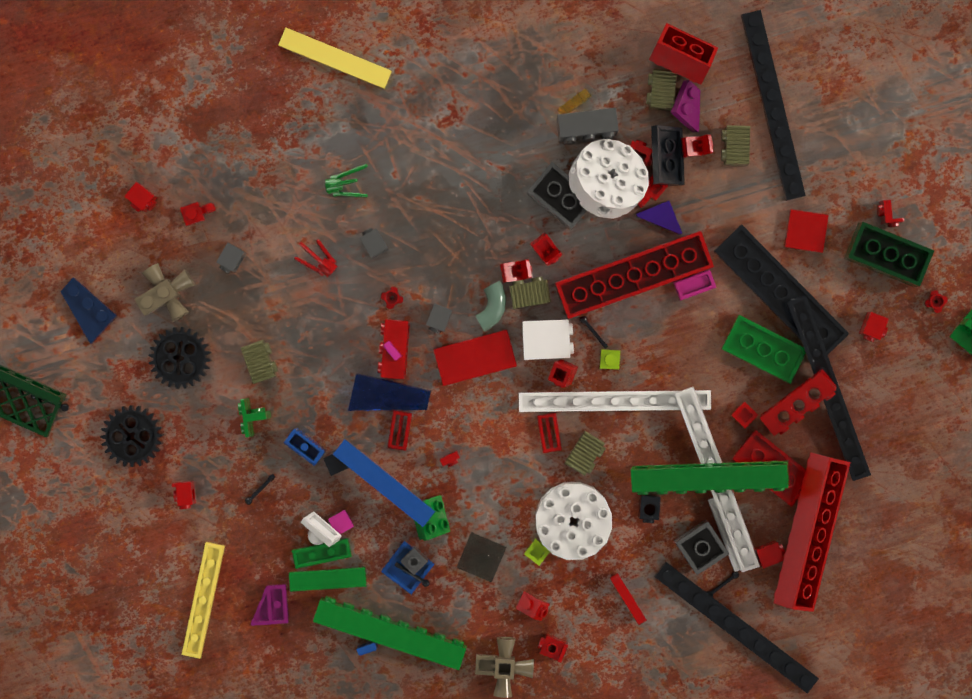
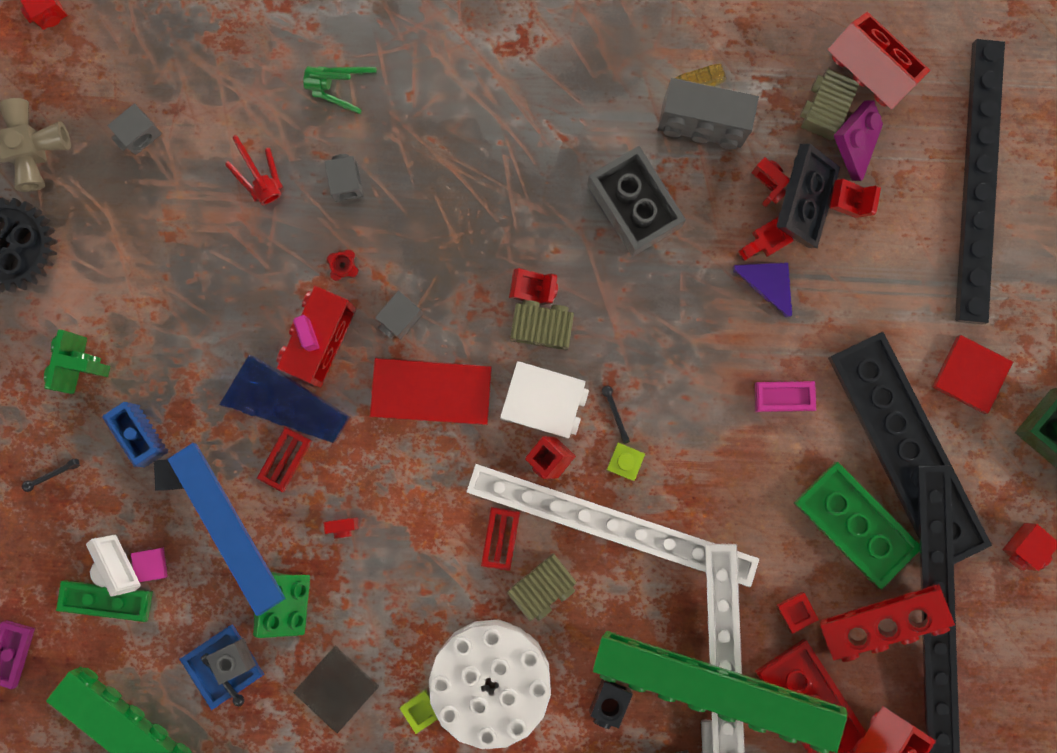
camera: 15 degrees right, 5 degrees down
(195, 212) = (110, 51): red plate -> none
(259, 361) = (117, 289): olive brick -> none
(327, 579) = (98, 642): green tile -> none
(495, 306) = (485, 328): sand green cylinder -> none
(546, 249) = (587, 271): red bracket -> none
(608, 178) = (713, 196): white brick -> none
(634, 275) = (704, 350): red brick -> none
(736, 145) = (911, 217): olive brick -> none

